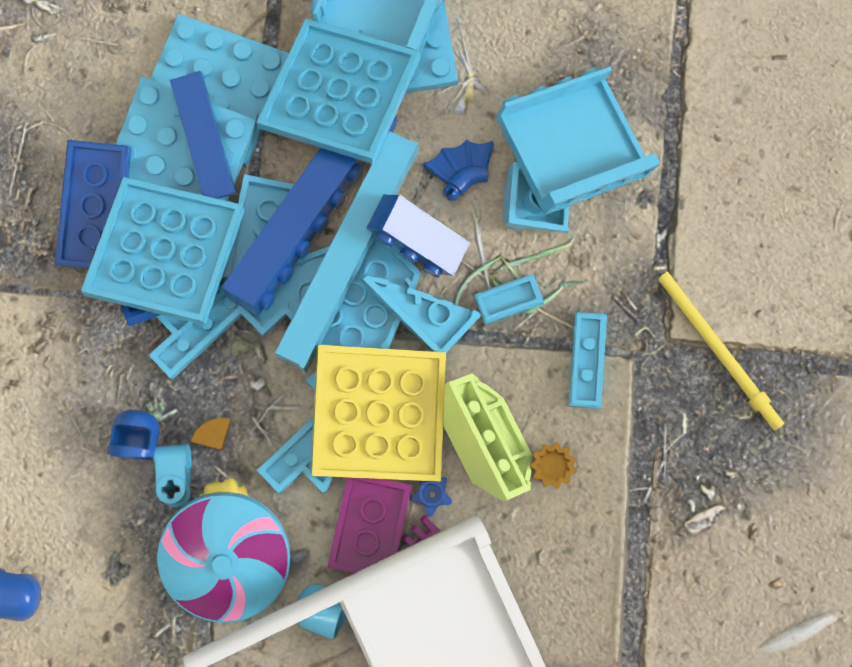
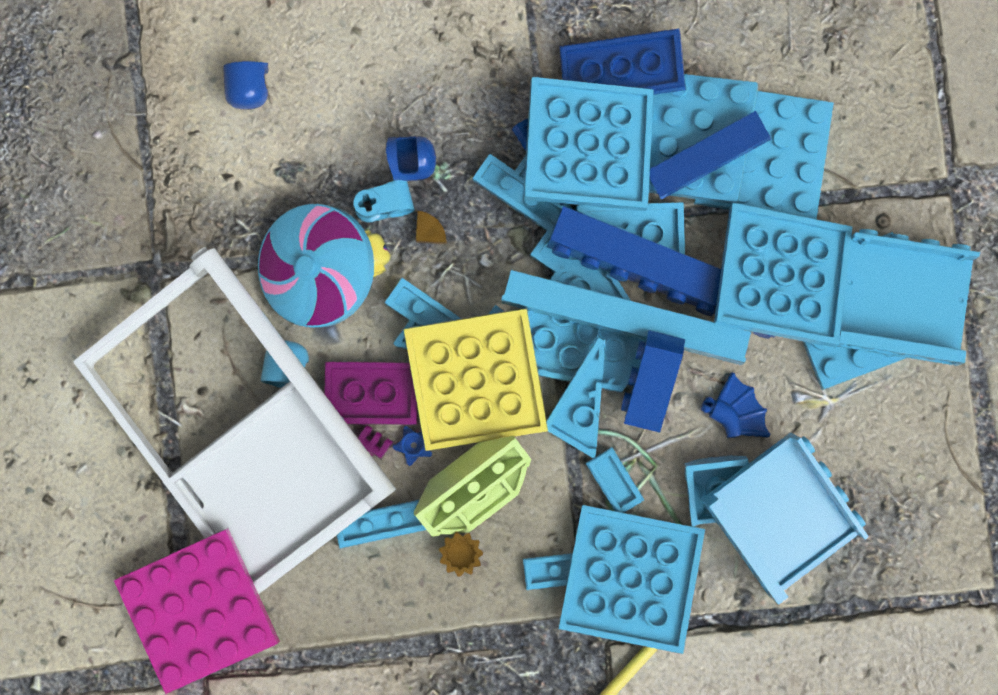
camera: 85 degrees right, 5 degrees up
(507, 539) = (381, 524): none -> medium azure tile
(609, 300) = (632, 579): none -> medium azure plate

